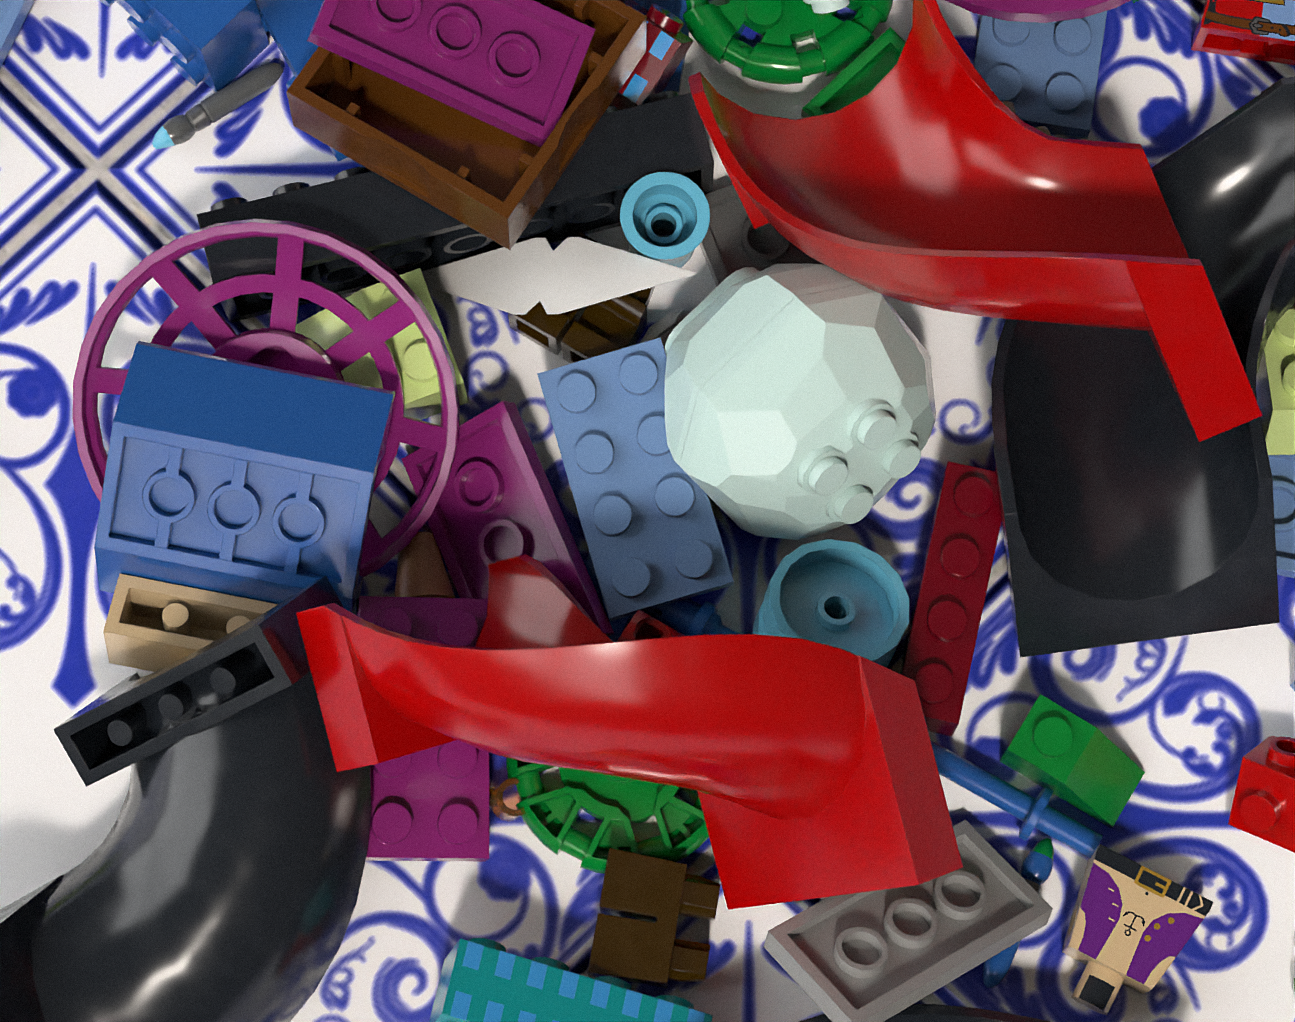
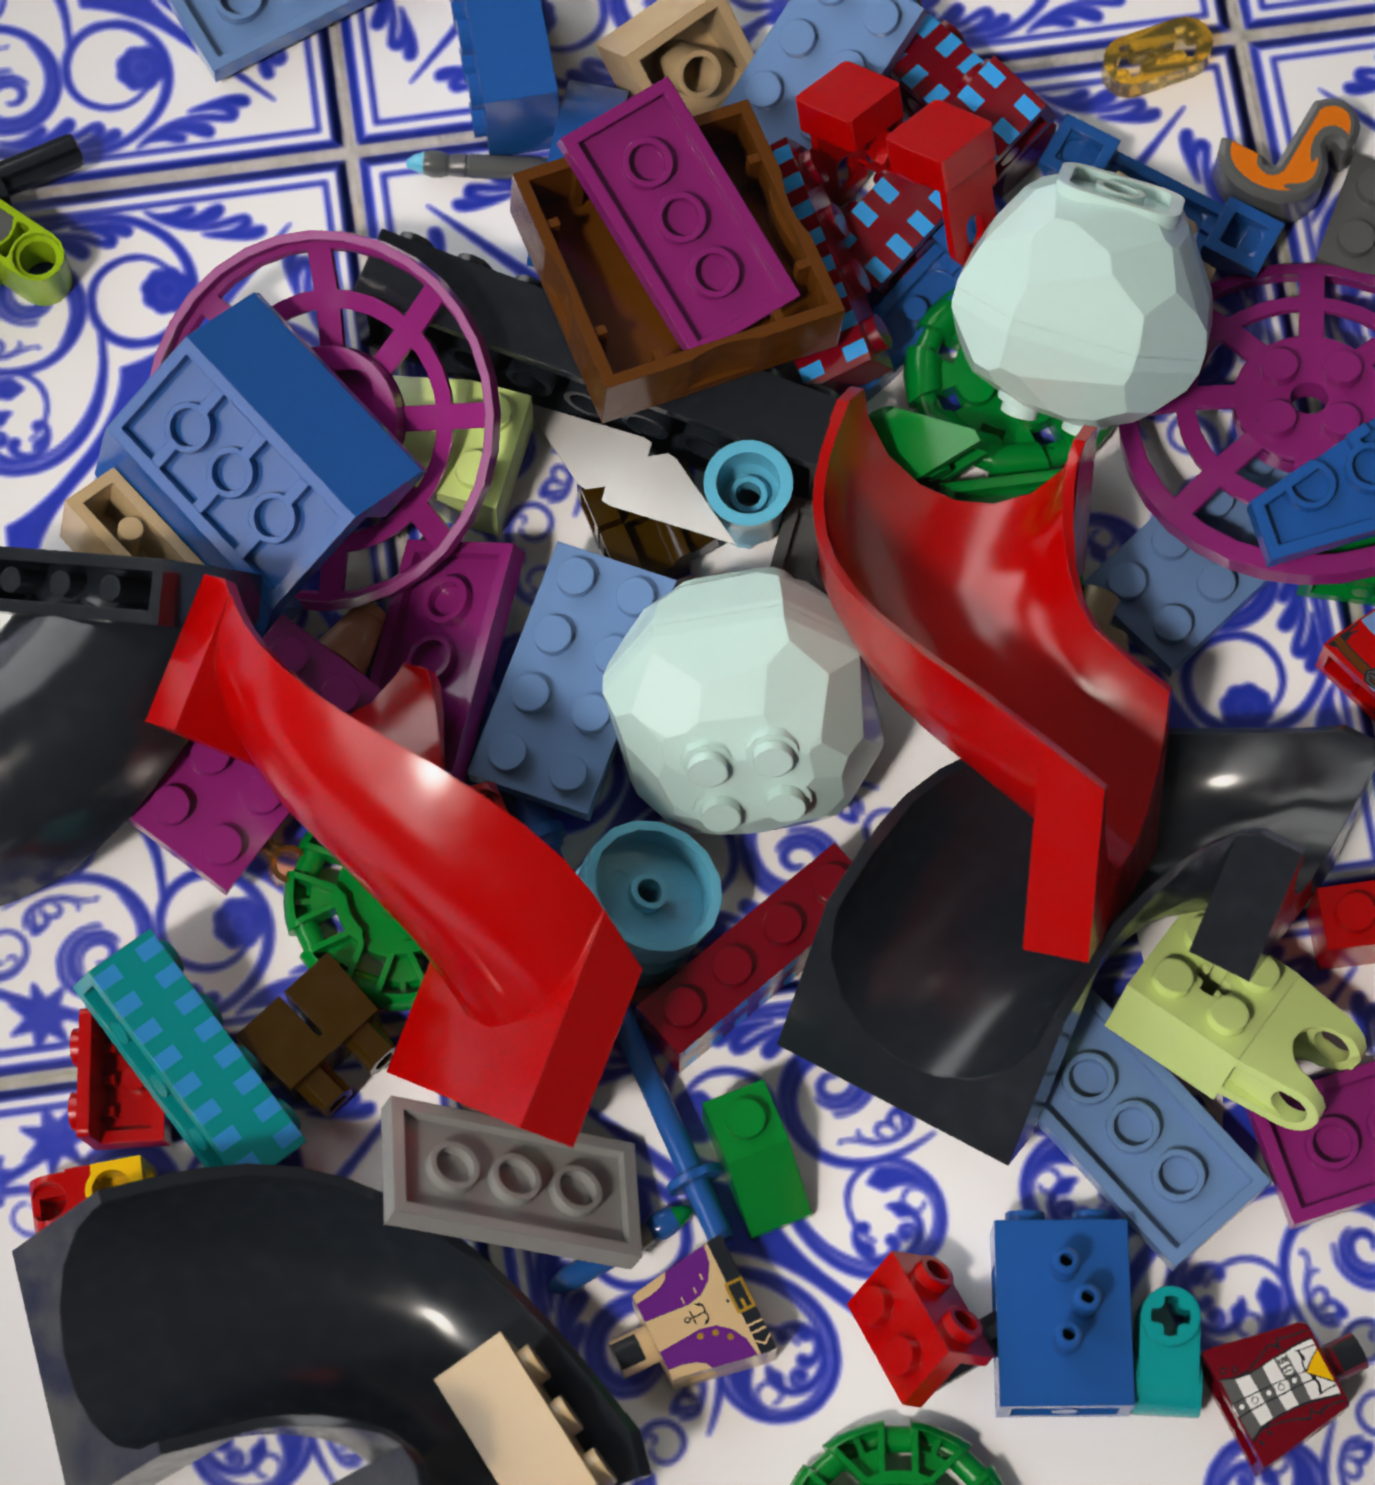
camera: 35 degrees right, 5 degrees down
(772, 81) = (929, 446): none -> green slope

